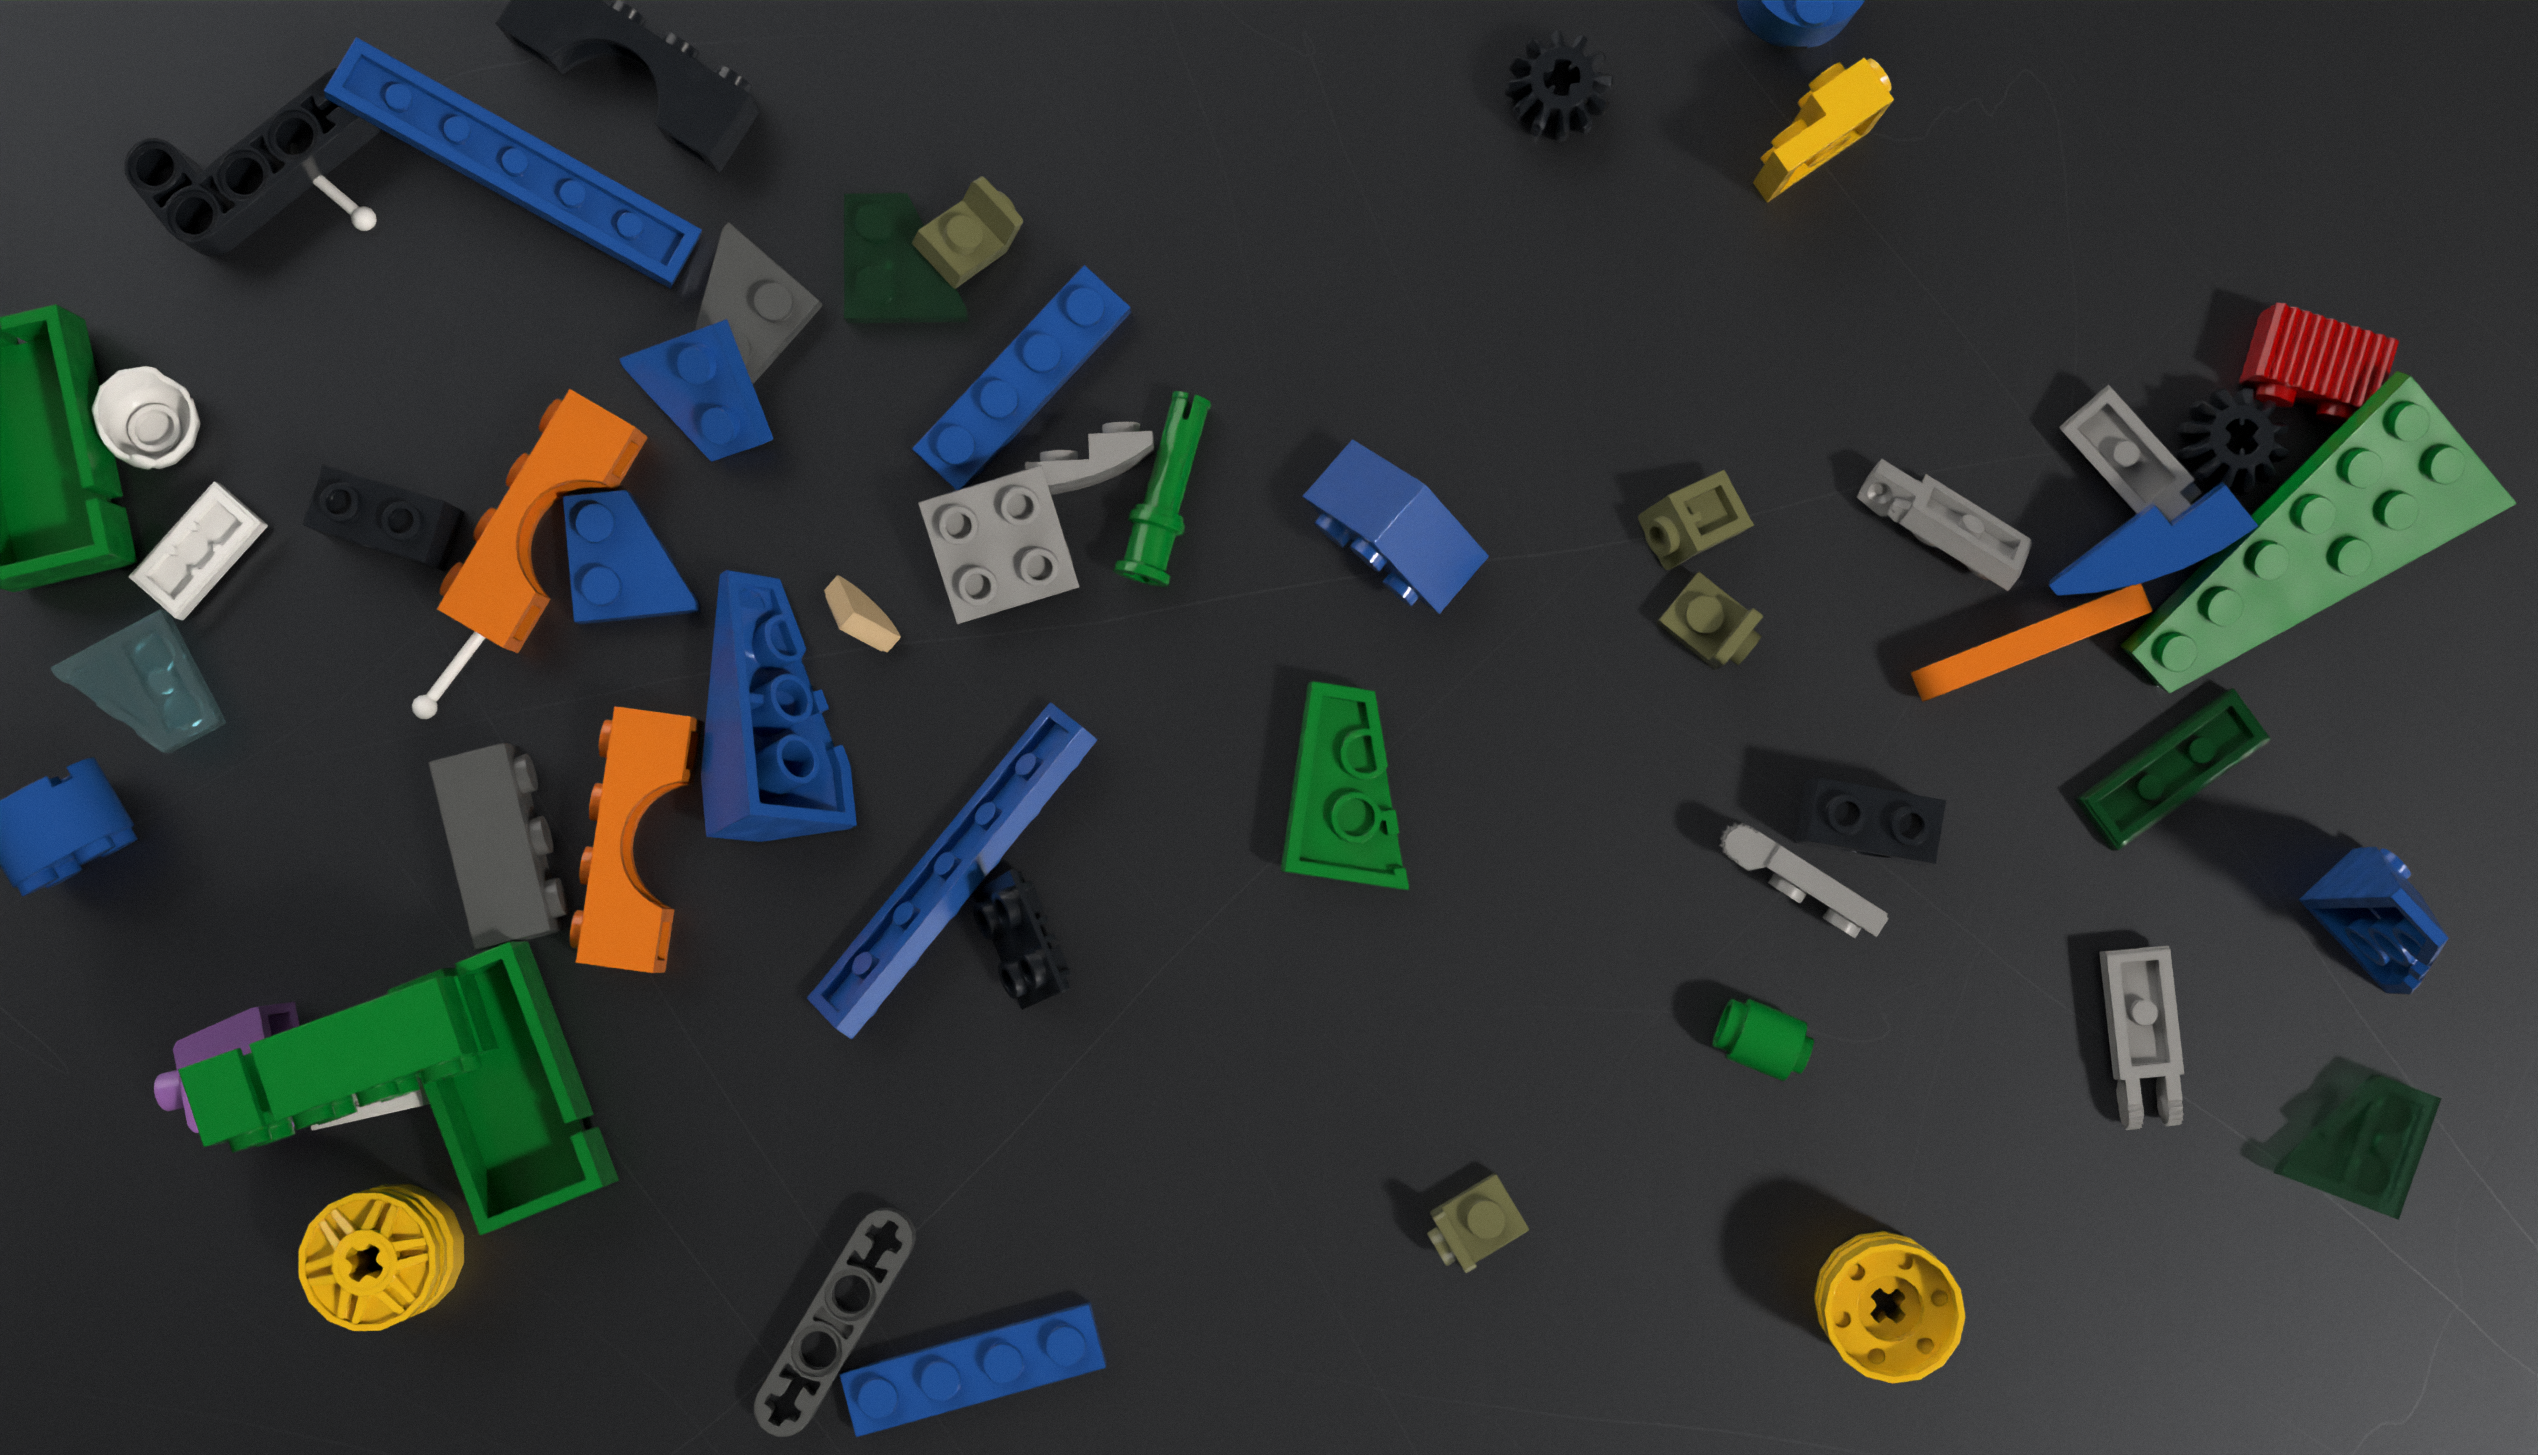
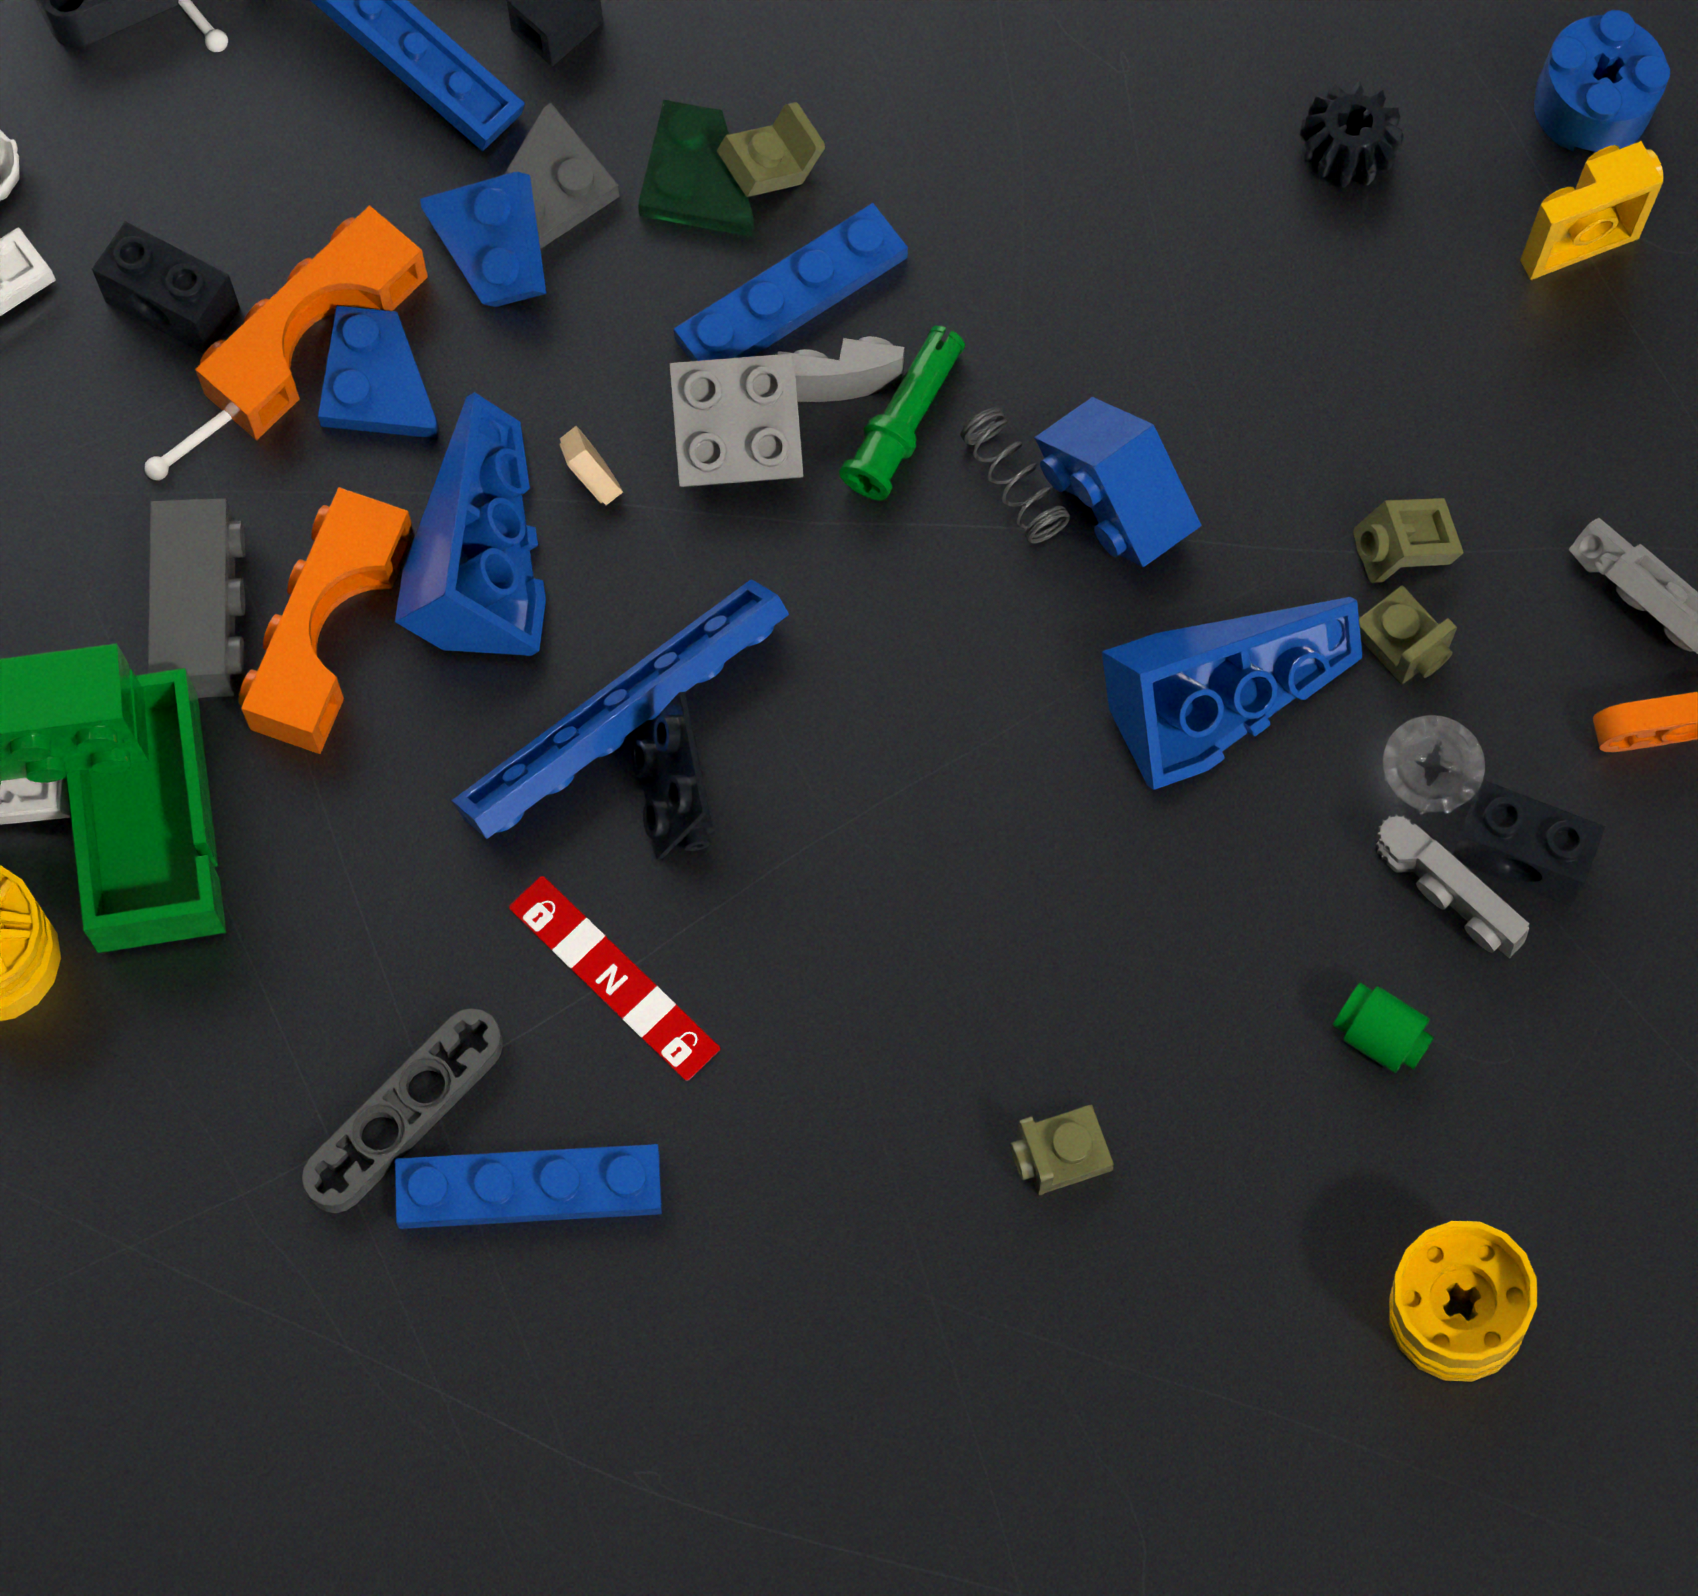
camera: 15 degrees right, 15 degrees down
(1007, 1139) = (614, 978): none -> red sticker
(1258, 484) = (1043, 519): none -> dark grey piece
(1341, 795) = (1012, 721): green wing -> none
(1520, 723) = (1209, 684): none -> blue wedge
(1783, 732) = (1458, 752): none -> clear gear

